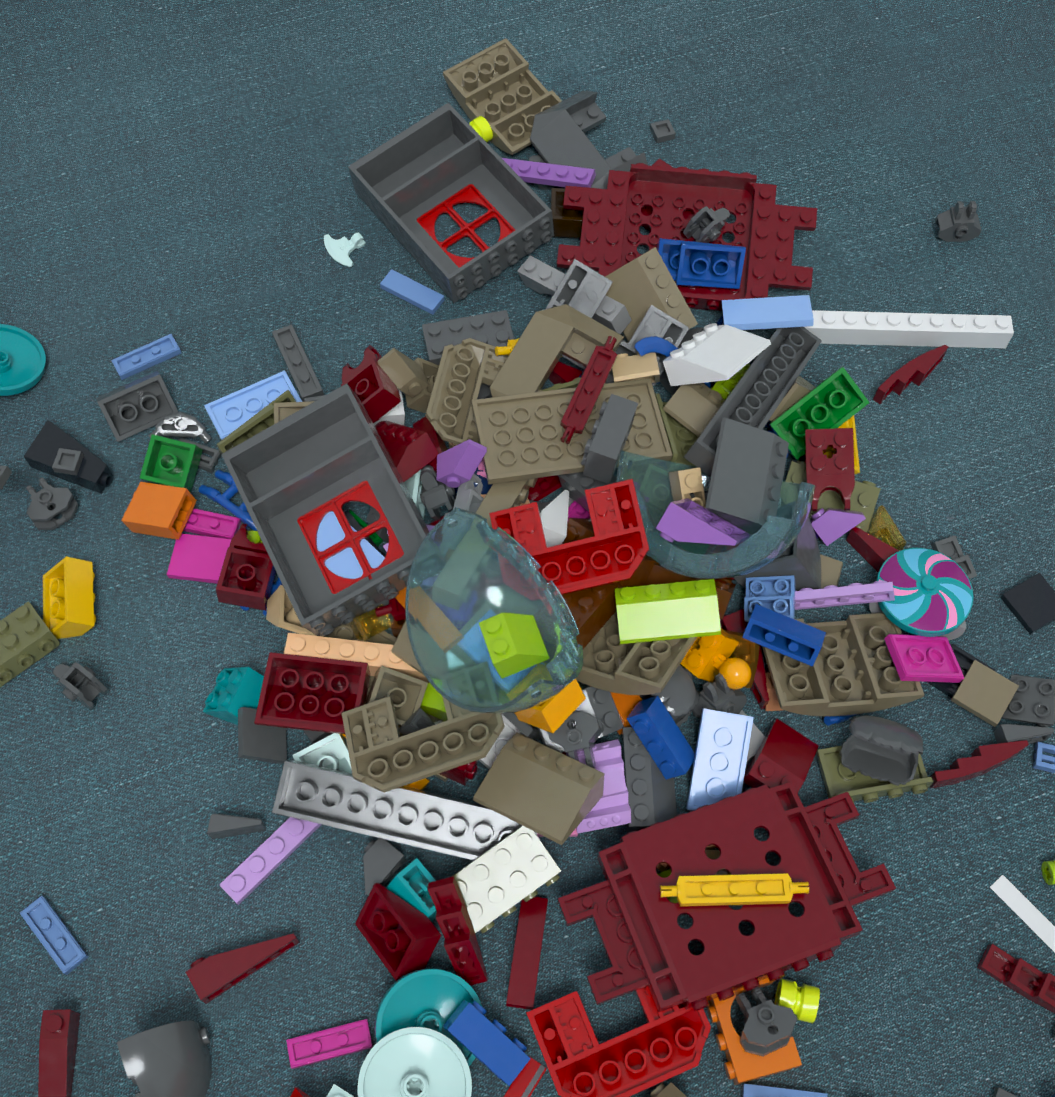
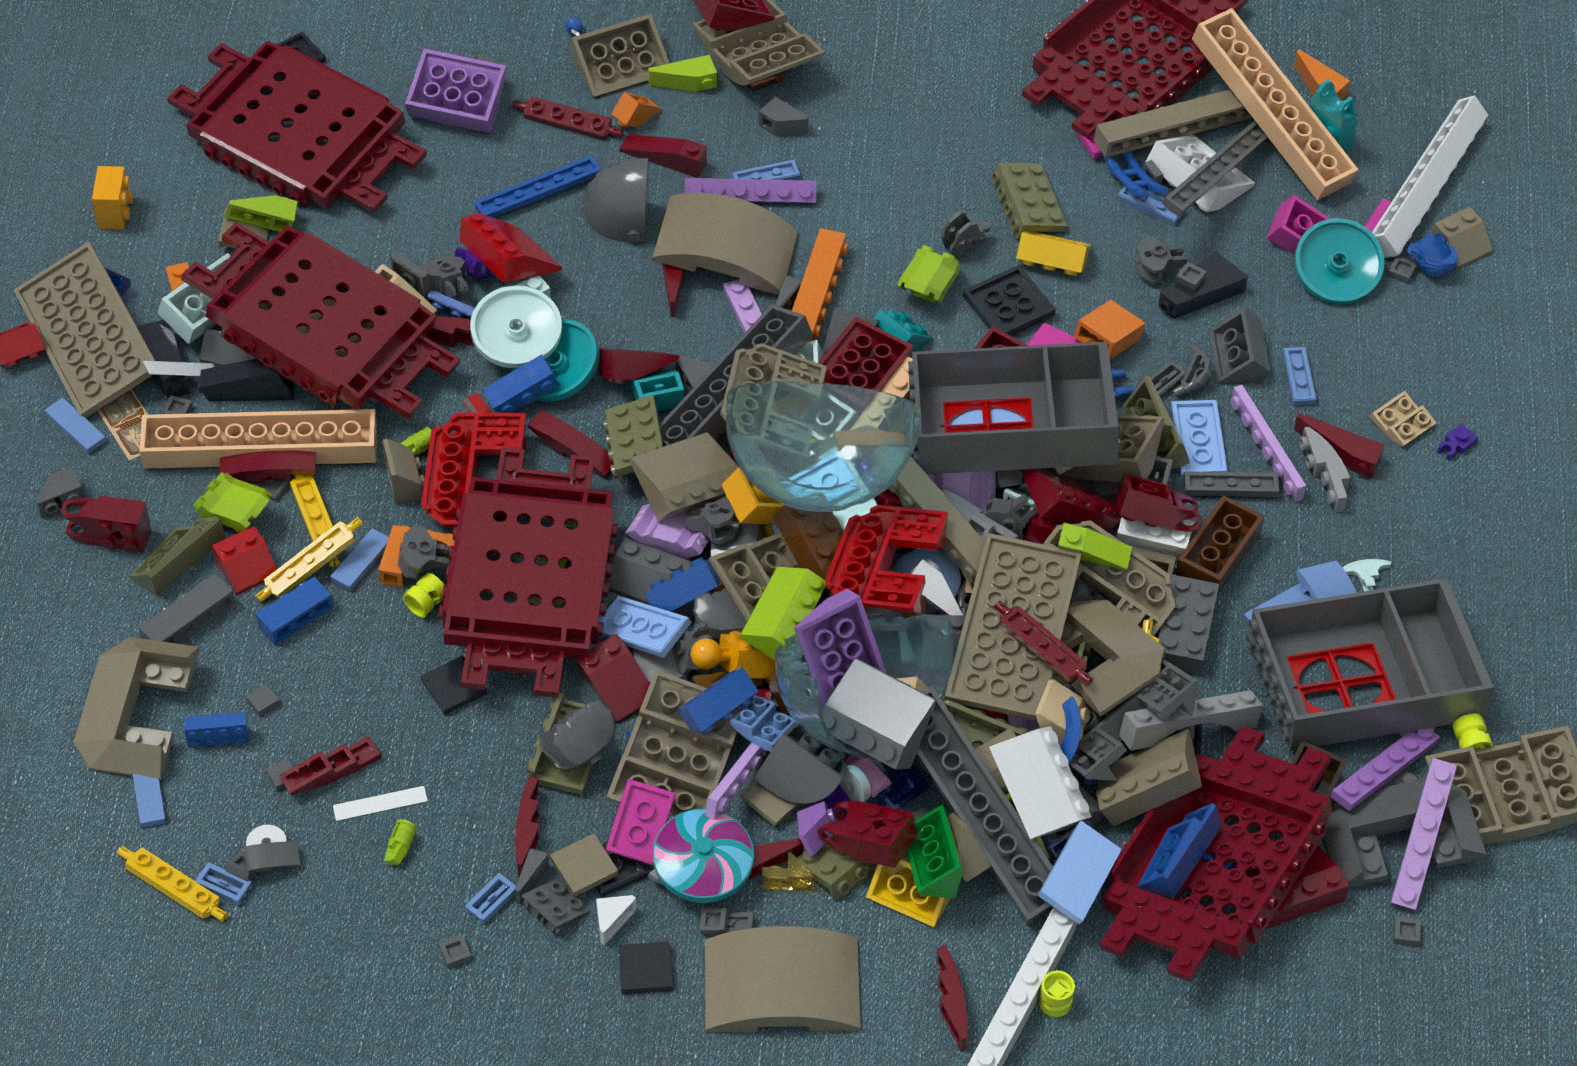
camera: 115 degrees right, 10 degrees down
(87, 939) = (756, 190): none -> medium lavender plate
(152, 615) = (1009, 301): none -> black plate
(152, 692) = (930, 274): none -> lime brick
(166, 269) = (1402, 419): none -> tan slope
(171, 462) = (1153, 349): green brick -> none
(173, 227) = (1458, 440): none -> dark purple plate
(181, 925) = (726, 238): none -> dark tan slope
(197, 802) = (821, 278): none -> orange brick
(220, 292) = (1355, 451): none -> dark red slope
(238, 350) = (1268, 443): none -> lavender plate
(242, 302) = (1326, 463): none -> light grey slope
(329, 1043) = (585, 302): dark pink tile -> none
(353, 334) = (1220, 543): none -> reddish brown brick
(375, 262) = (1325, 580): none -> medium blue slope
(404, 372) = (1152, 533): dark tan slope -> none
(456, 403) = (1095, 546): none -> lime slope
(457, 930) = (605, 396): dark red slope -> none
(459, 463) = (1019, 522): medium lavender slope -> none
(513, 642) = (806, 460): lime slope -> none
(592, 122) = (1423, 834): none -> lavender plate
(608, 438) = (977, 629): dark grey brick -> none
(706, 224) = (1216, 864): dark grey hinge -> none
(734, 889) = (525, 553): yellow plate -> none
(865, 300) = (1056, 994): none -> neon yellow wheel
(879, 922) = (445, 686): none -> black tile
(981, 497) = (781, 980): none -> dark tan slope
(1011, 647) = (613, 914): none -> white slope

